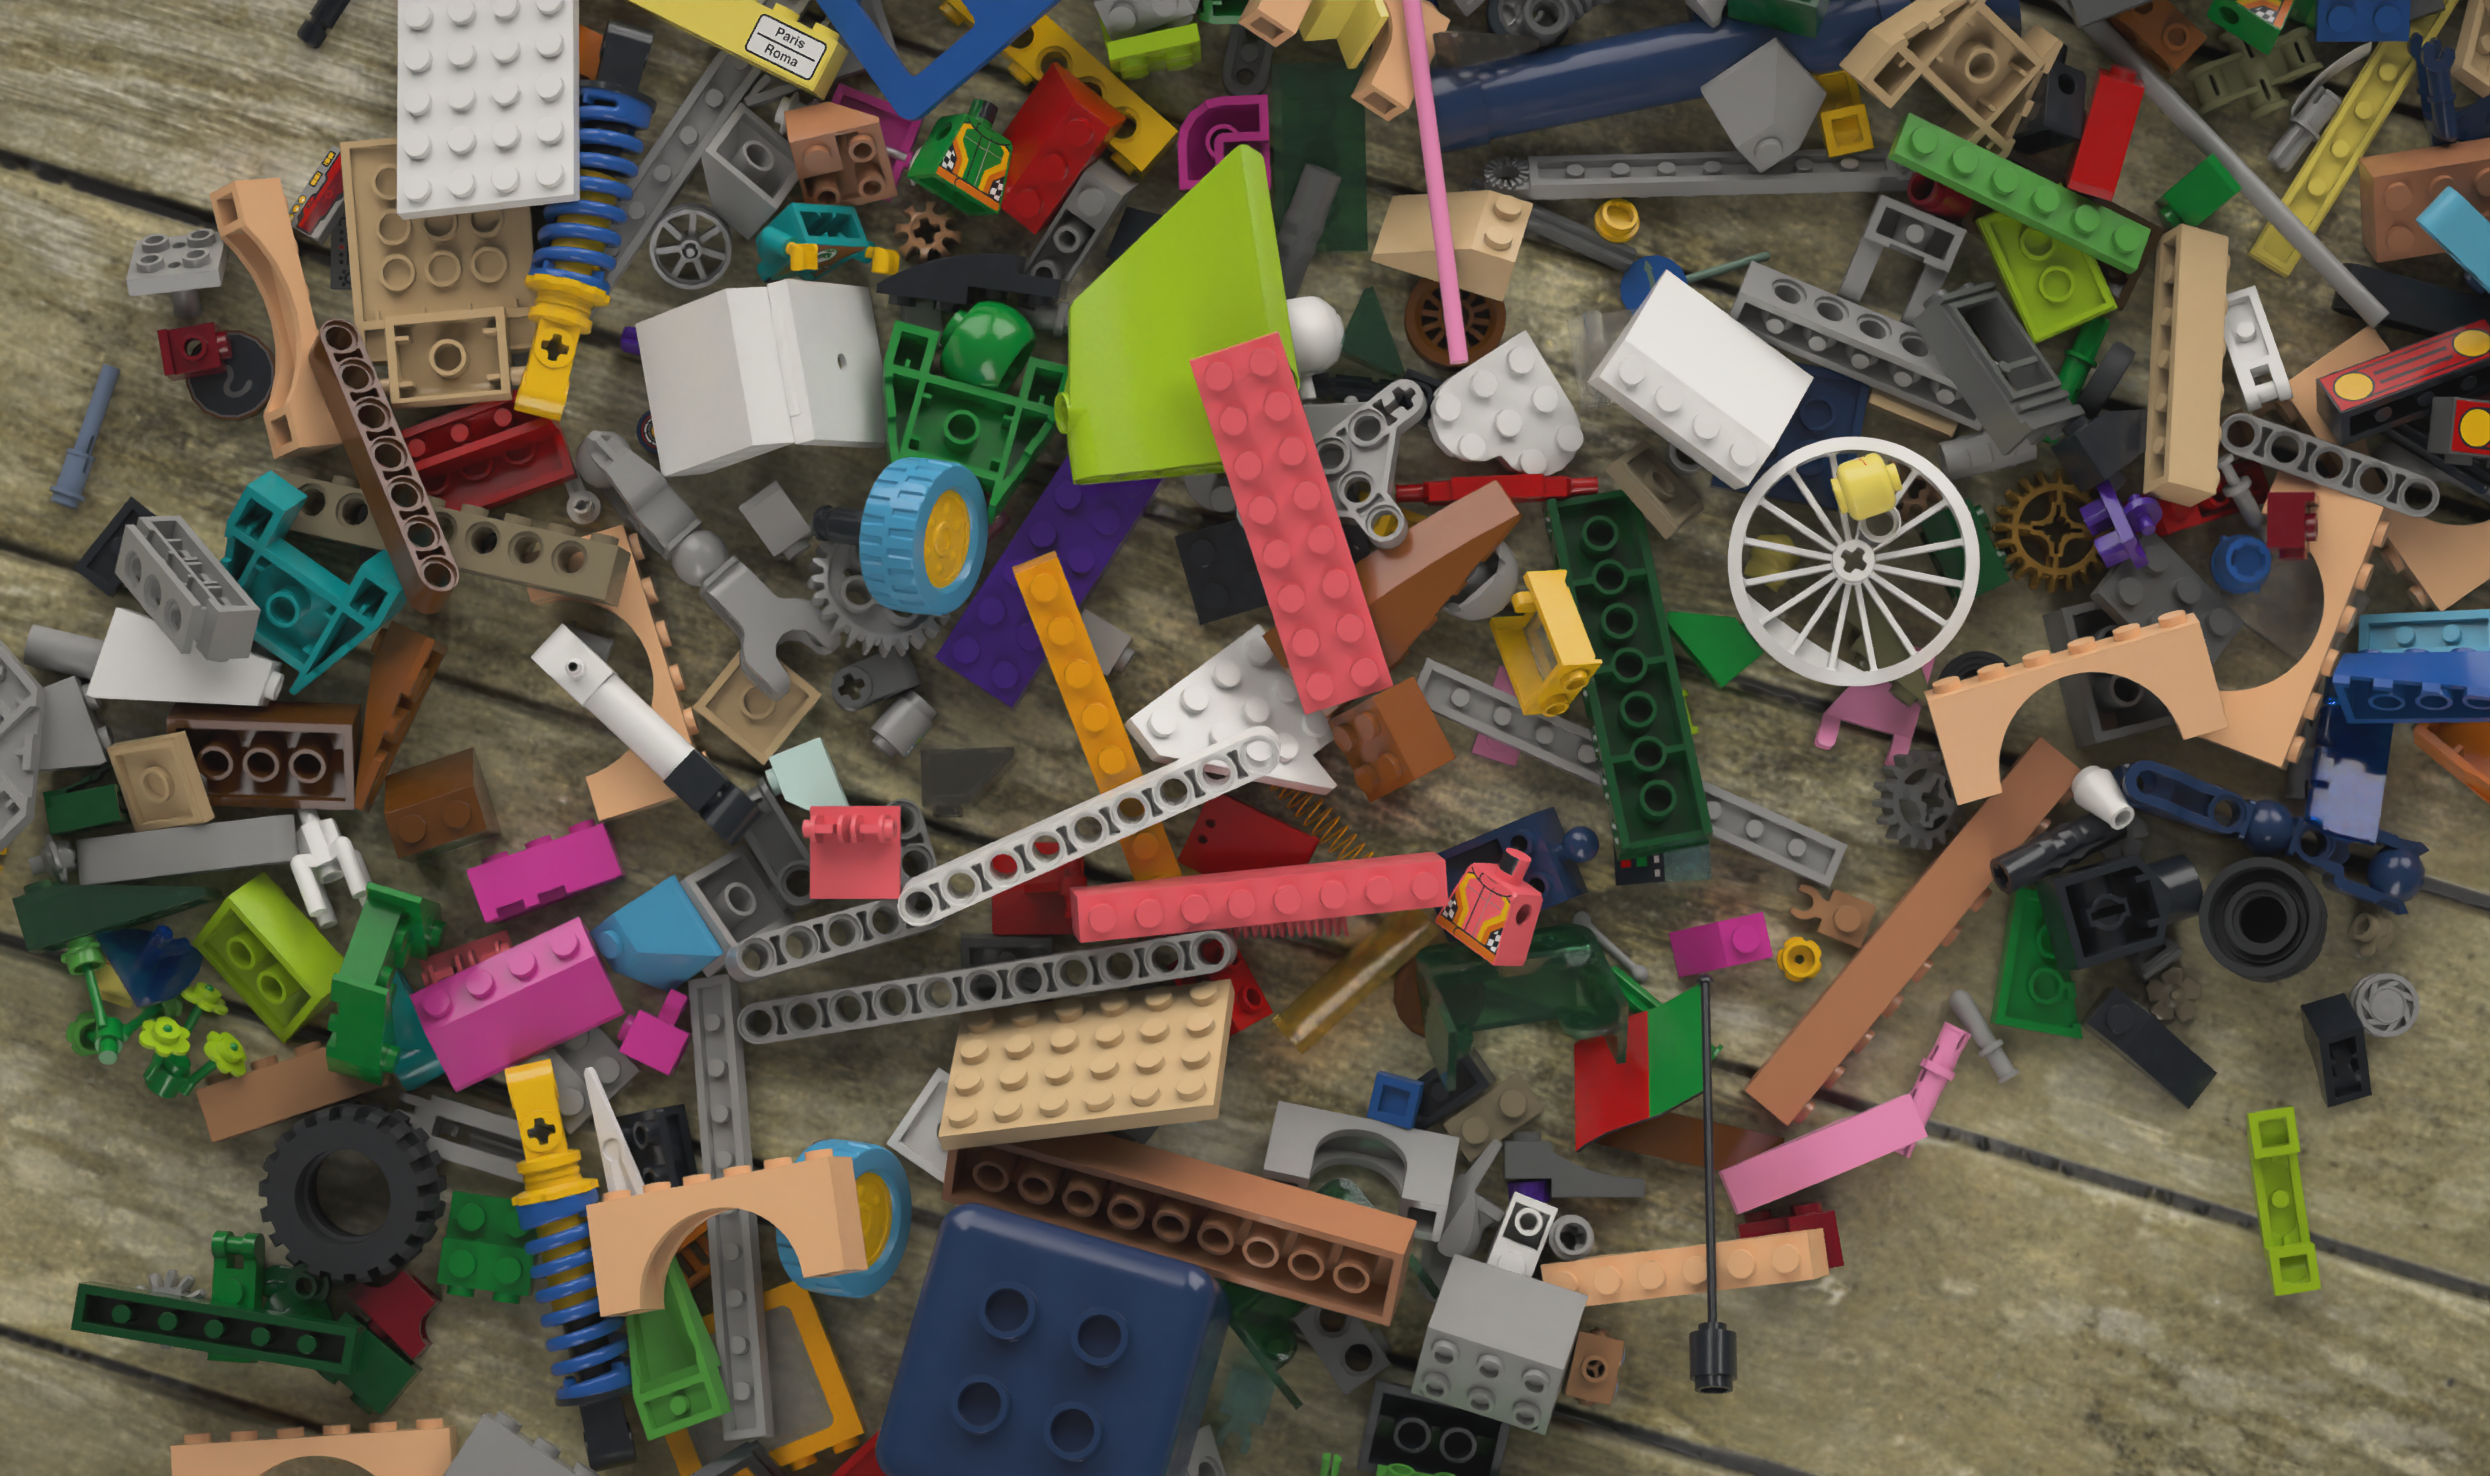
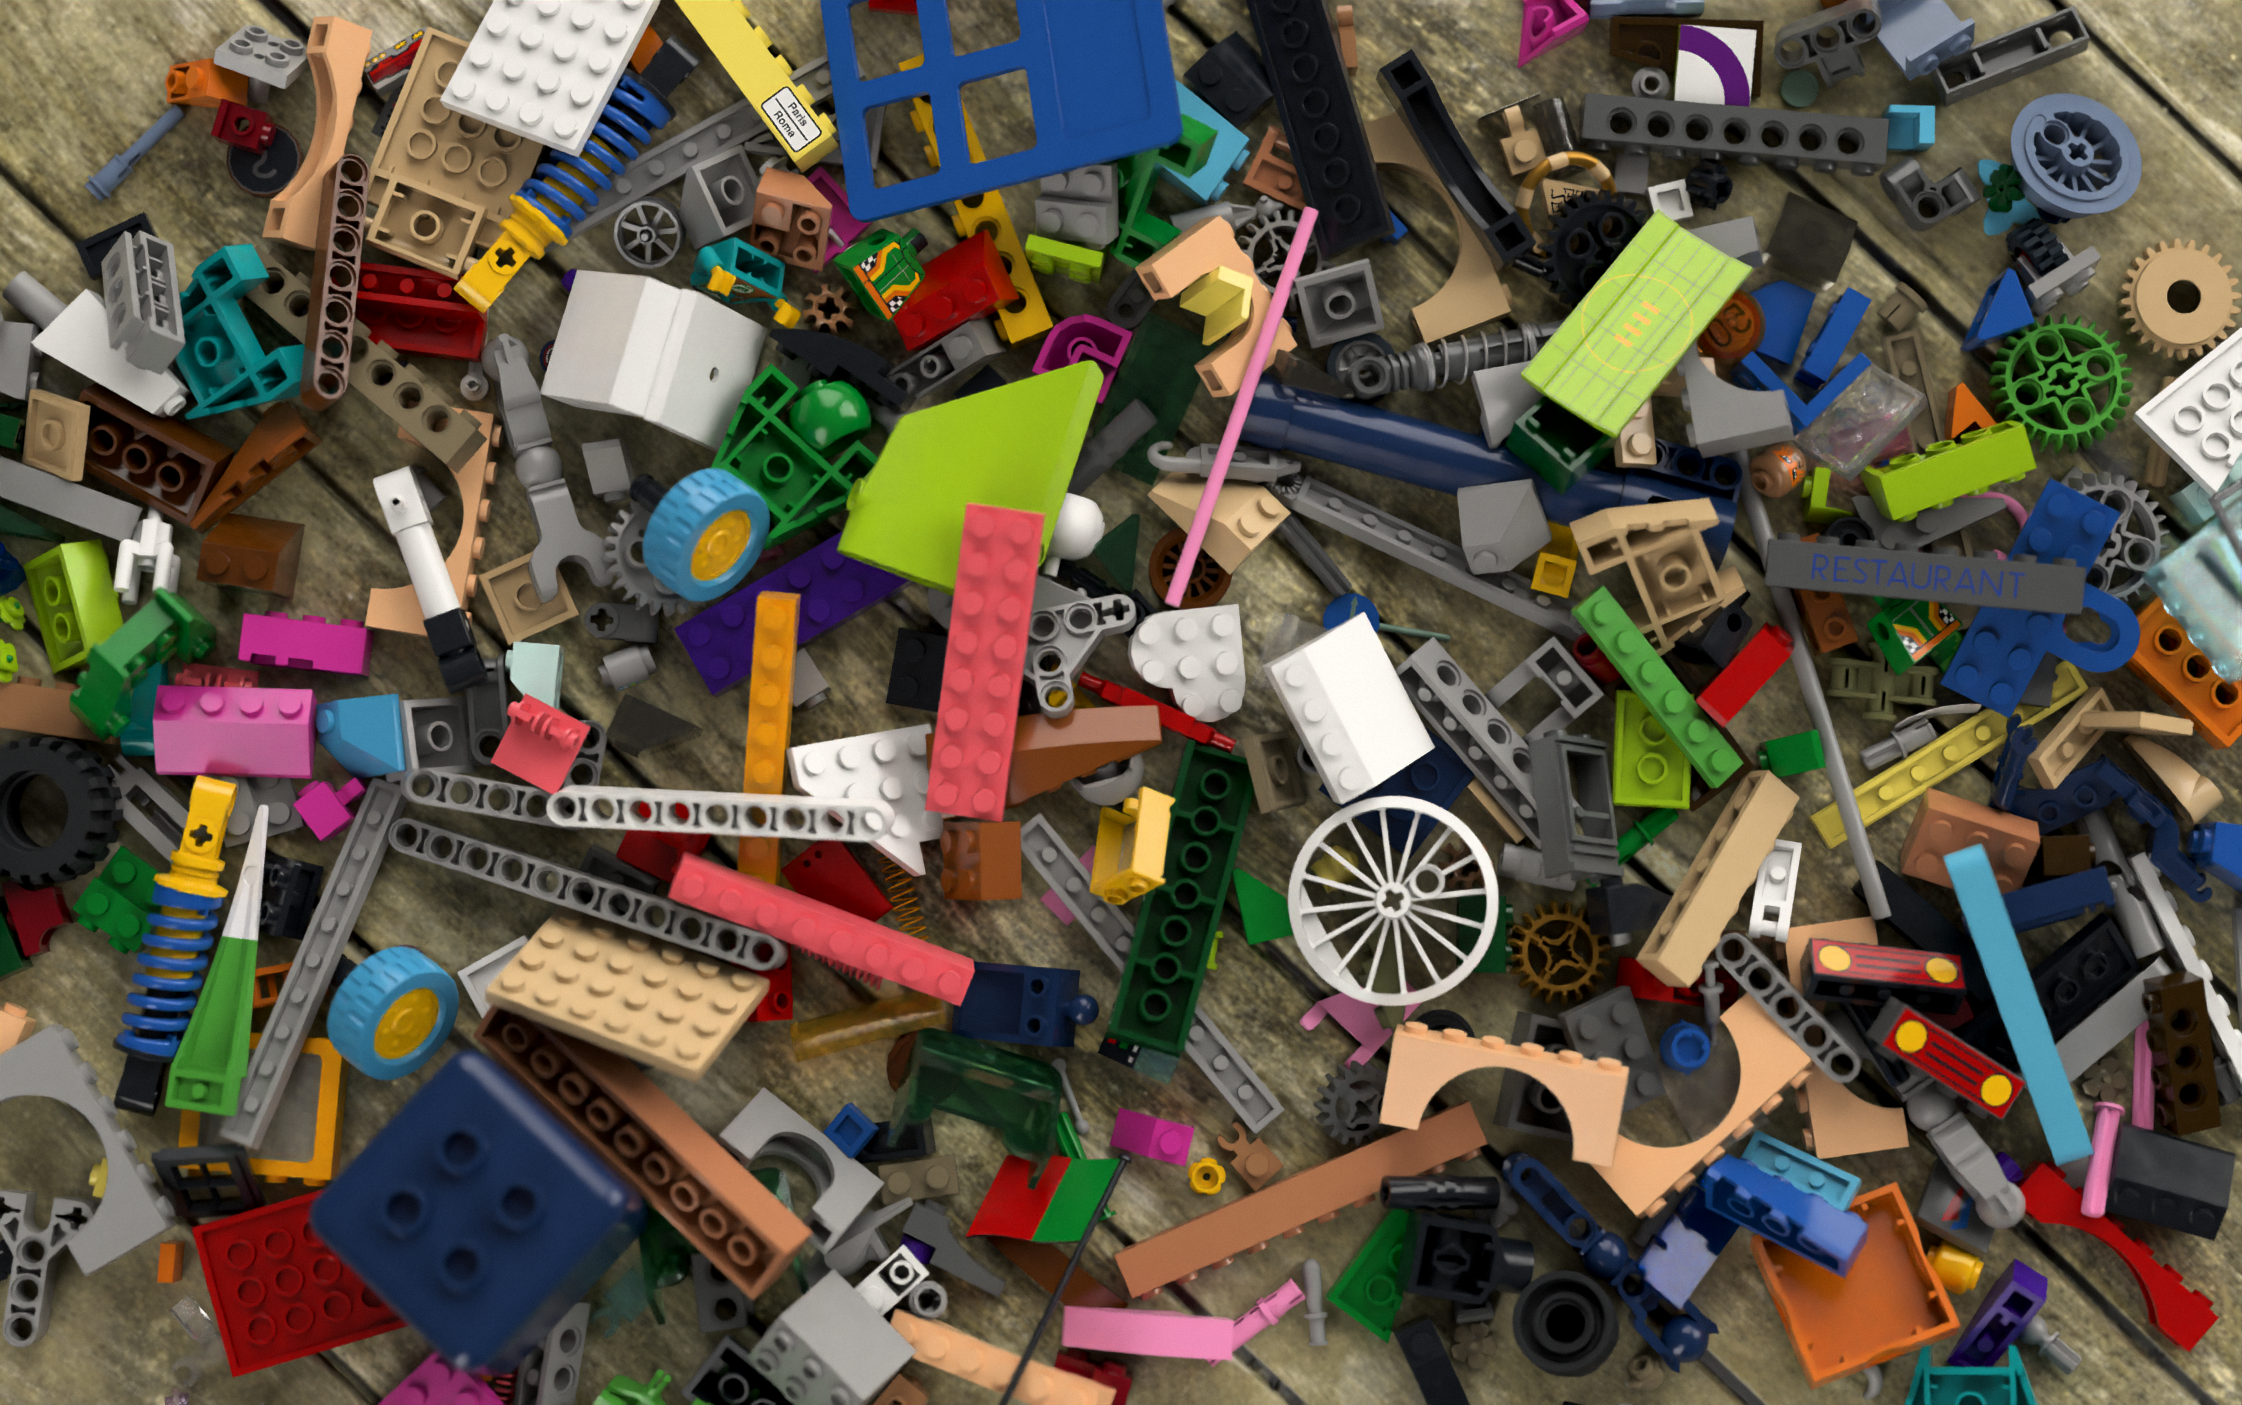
camera: 25 degrees right, 0 degrees up
(127, 326) = (205, 84): none -> orange slope
(805, 1200) = (362, 990): light nougat arch -> none
(1463, 173) = (1247, 462): none -> light grey plate
(1494, 910) = (993, 1027): coral torso -> none
(1617, 220) = (1348, 556): yellow plate -> none
(1866, 486) = (1428, 850): light yellow head -> none
(2100, 794) = (1491, 1169): white cone -> none
(2105, 379) = (1652, 858): black tyre -> none
(2138, 515) = (1613, 973): dark purple hips -> none
(2291, 524) = (1735, 1038): dark red brick -> none

